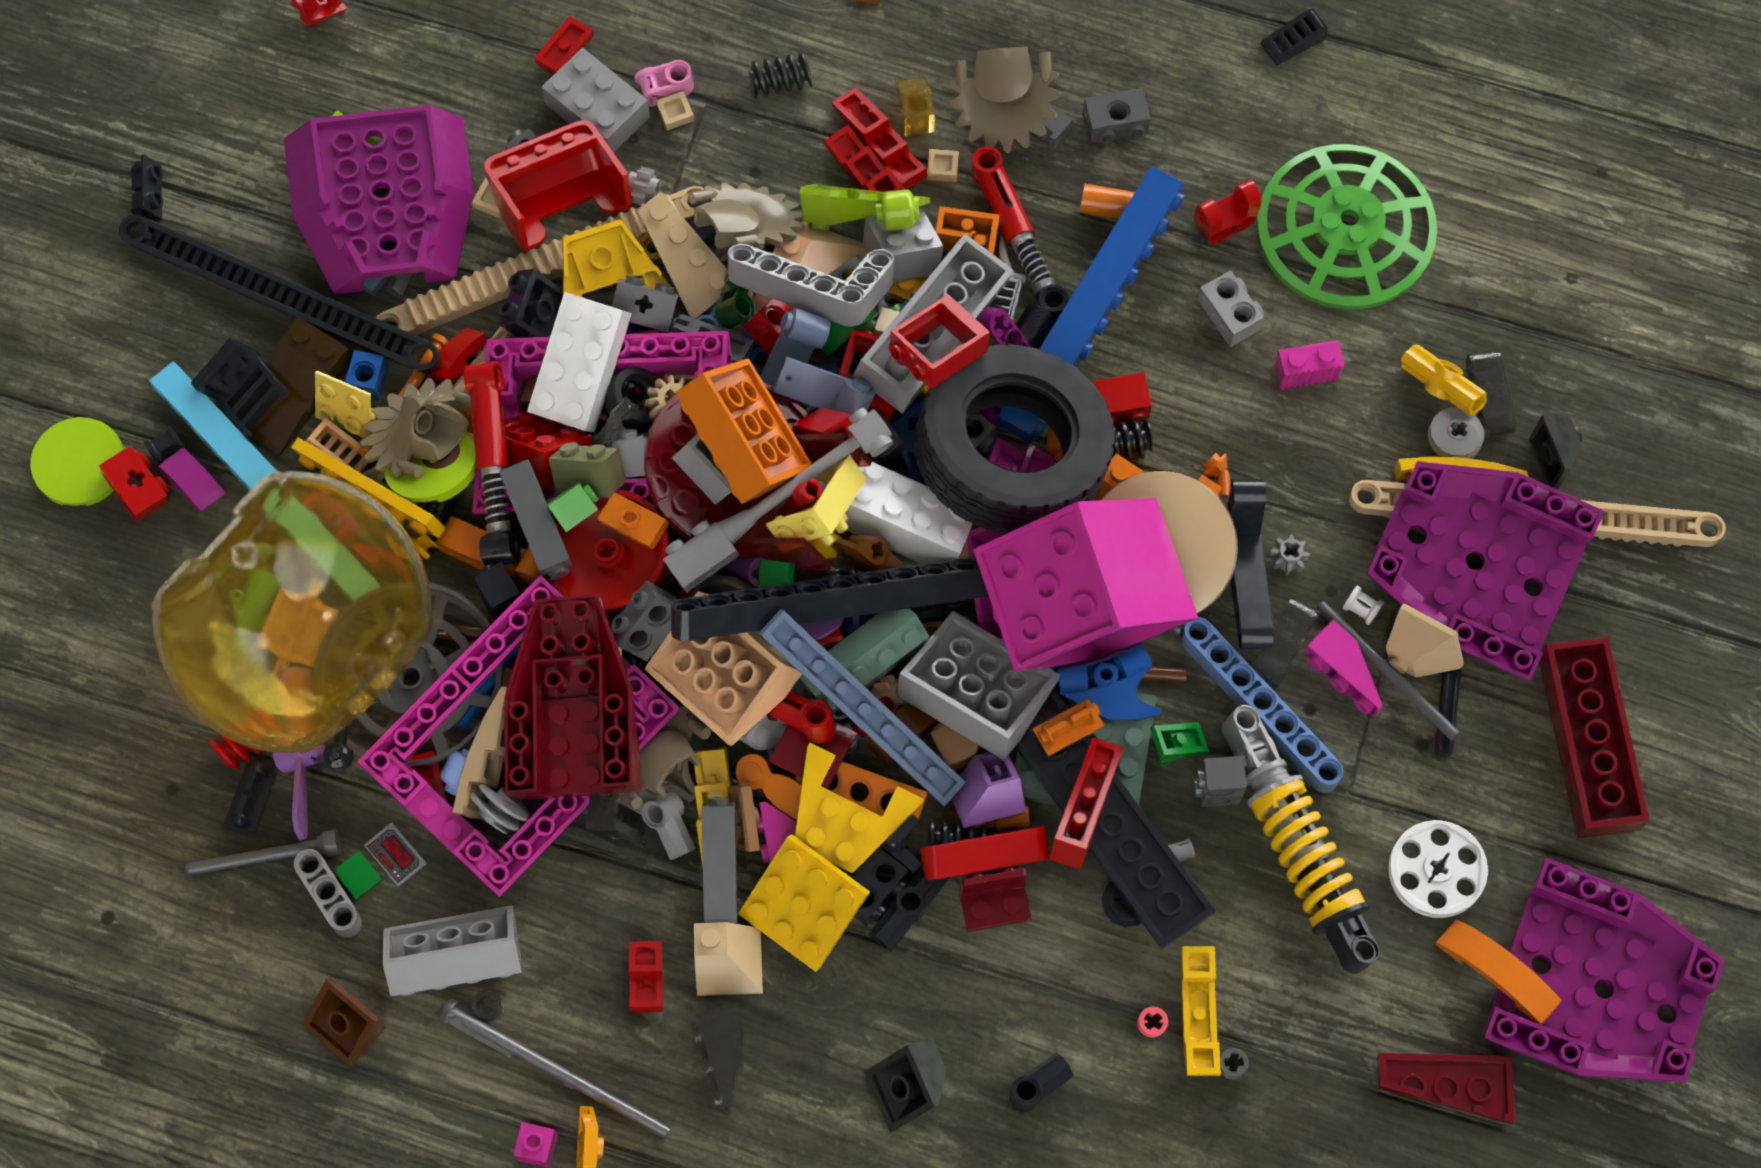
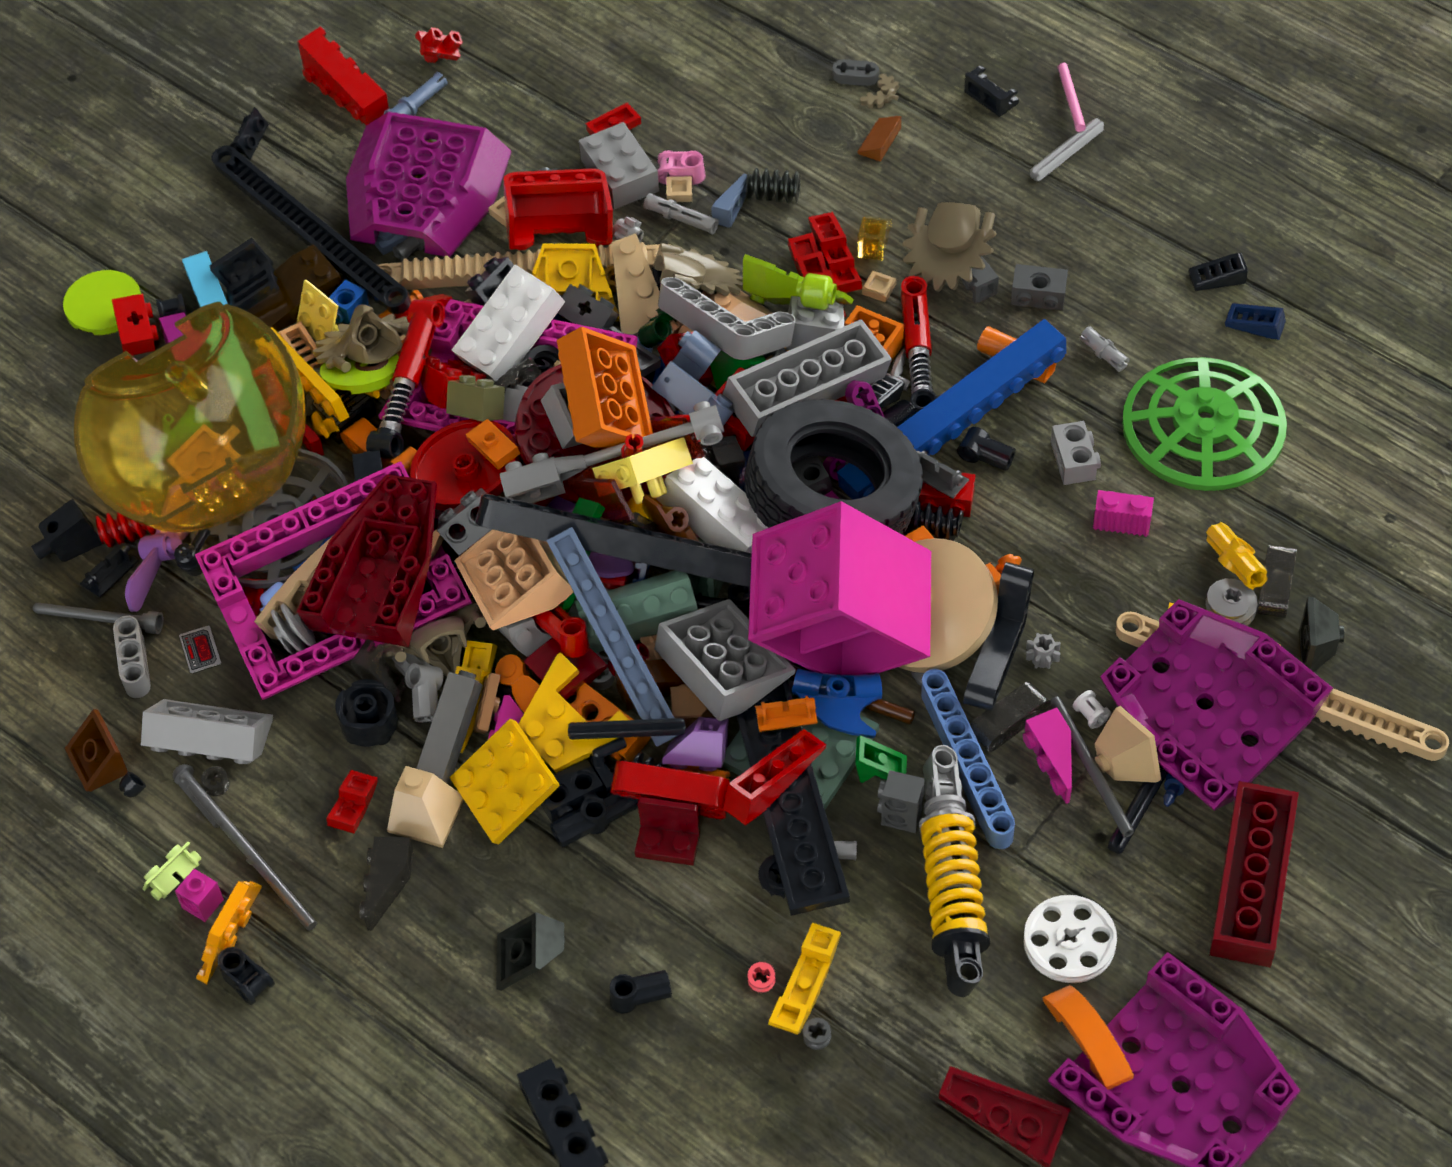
camera: 25 degrees right, 15 degrees down
(184, 772) = (66, 533): none -> black torso
(226, 84) = (341, 78): none -> red wedge
(318, 94) = (409, 104): none -> sand blue pin
(357, 875) = (162, 652): green slope -> none
(399, 1042) = (131, 785): none -> black hinge
(492, 1114) = (162, 878): none -> yellowish green hinge
(536, 520) = (417, 423): dark grey brick -> none
(574, 505) = (450, 418): bright green brick -> none
(637, 868) = (367, 713): none -> black brick
(654, 137) = (671, 209): none -> light grey pin
(738, 120) = (730, 202): none -> sand blue slope
(915, 806) = (626, 728): none -> black axle
(958, 322) = (795, 364): red window -> none
(1115, 389) = (941, 476): none -> dark grey hinge
(1130, 333) = (978, 446): none -> black piece
(1212, 169) = (1104, 349): none -> light grey pin
(1230, 214) = (1101, 384): red piece -> none
(1354, 93) = (1265, 328): none -> dark blue slope
(1476, 668) = (1173, 789): none -> dark blue bar

